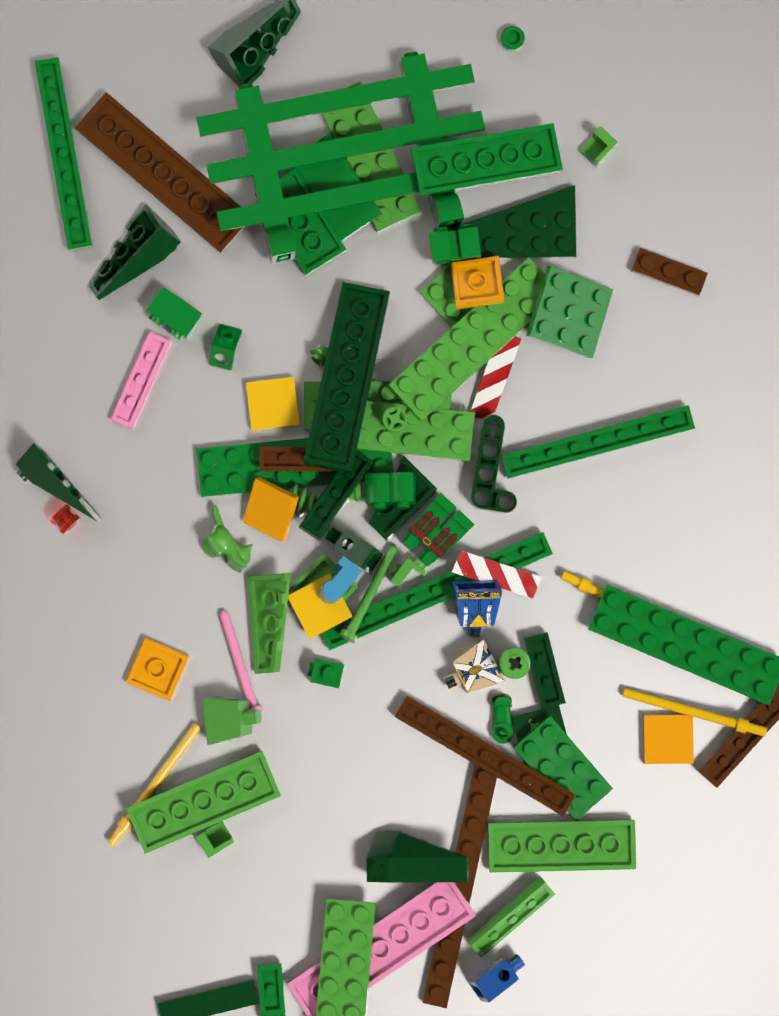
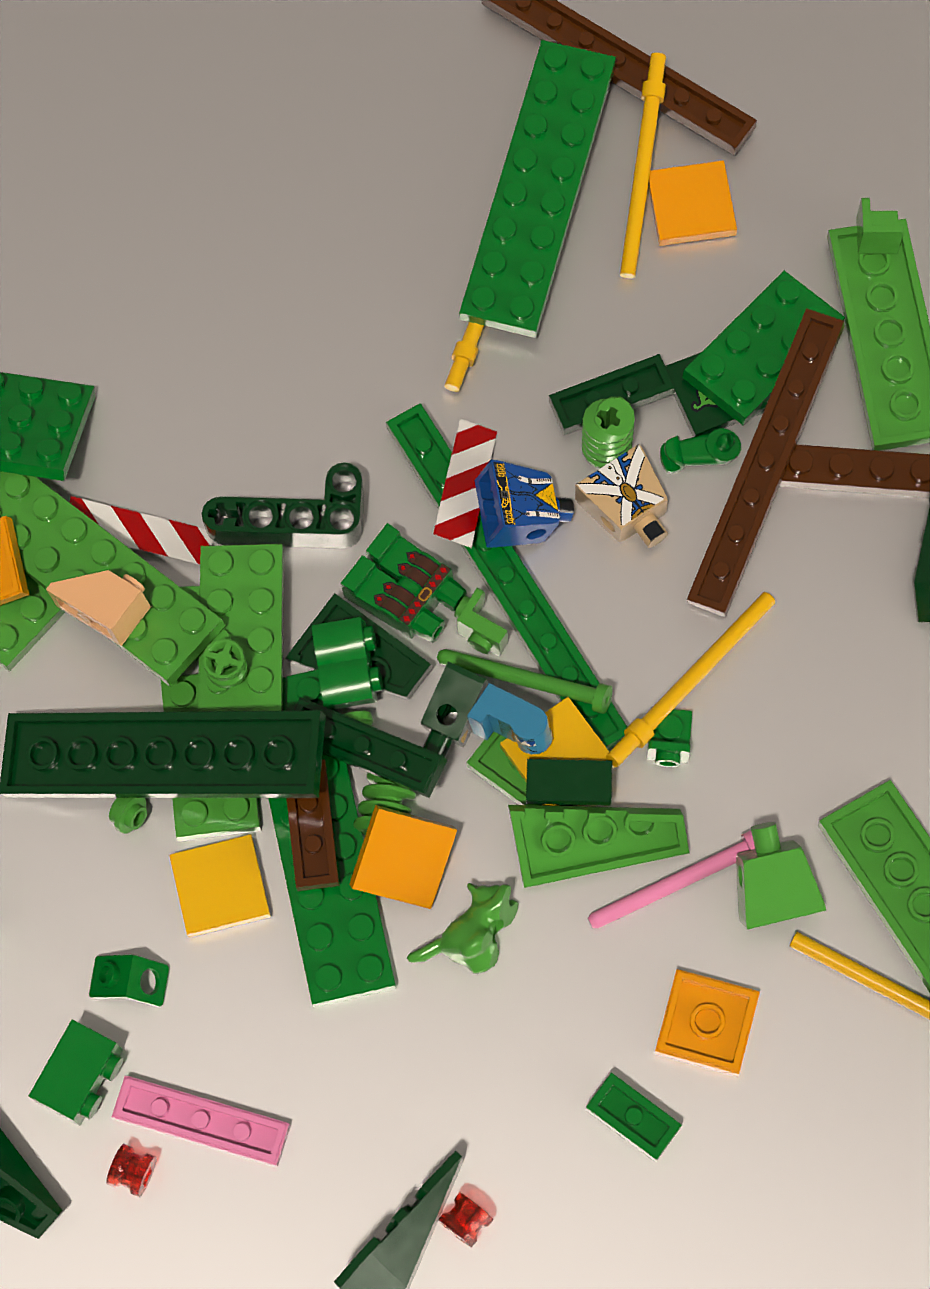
camera: 90 degrees left, 15 degrees down
(109, 619) = (633, 1117): none -> green plate
(117, 339) = (131, 1170): none -> clear red wheel
(299, 609) = (569, 782): none -> dark green tile
(325, 655) = (641, 730): none -> yellow bar
(437, 353) = (103, 602): none -> light nougat slope
(598, 442) = (230, 362): green plate -> none
(627, 849) = (877, 230): none -> bright green panel

